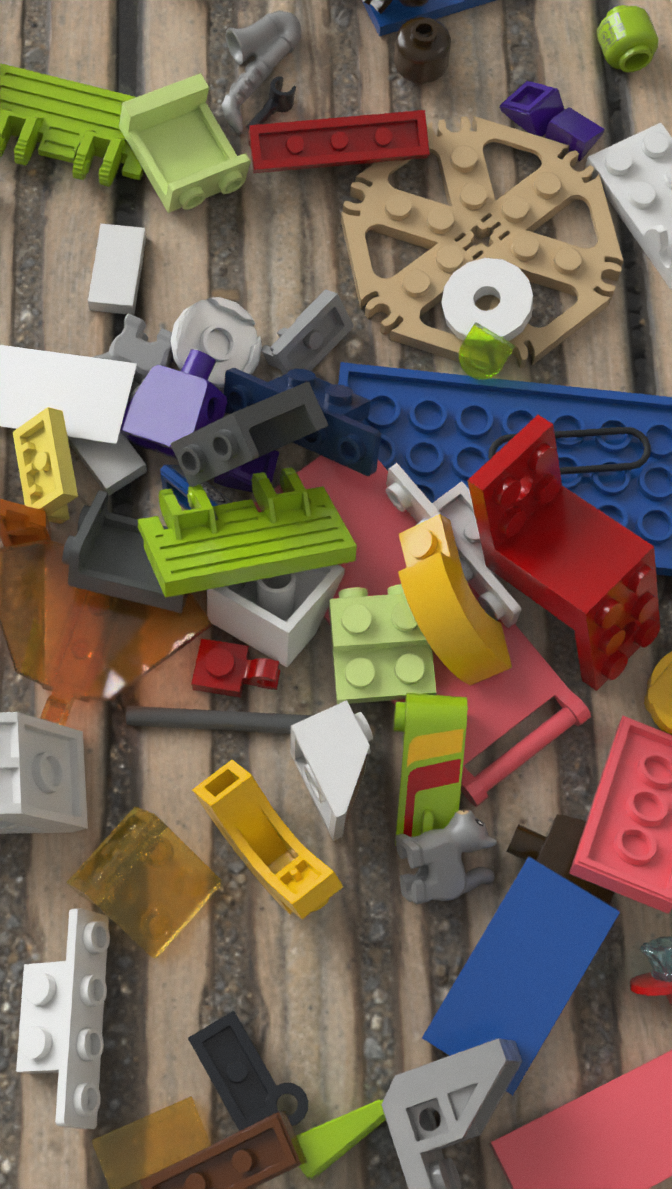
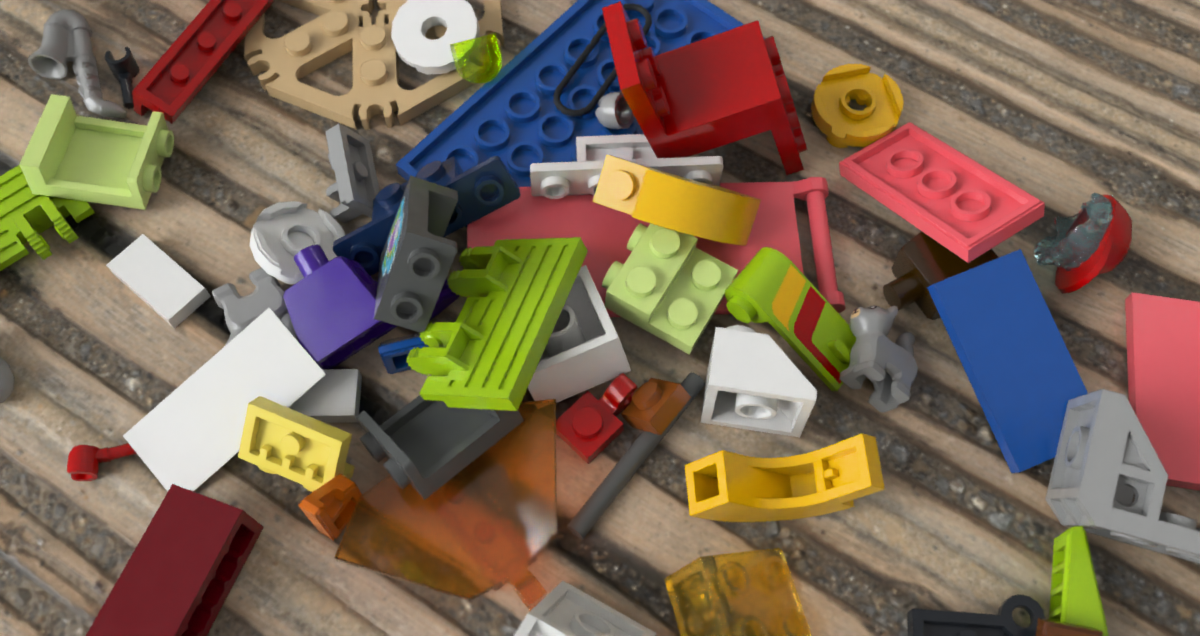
camera: 50 degrees left, 5 degrees down
(271, 705) = (655, 405): none -> dark orange plate

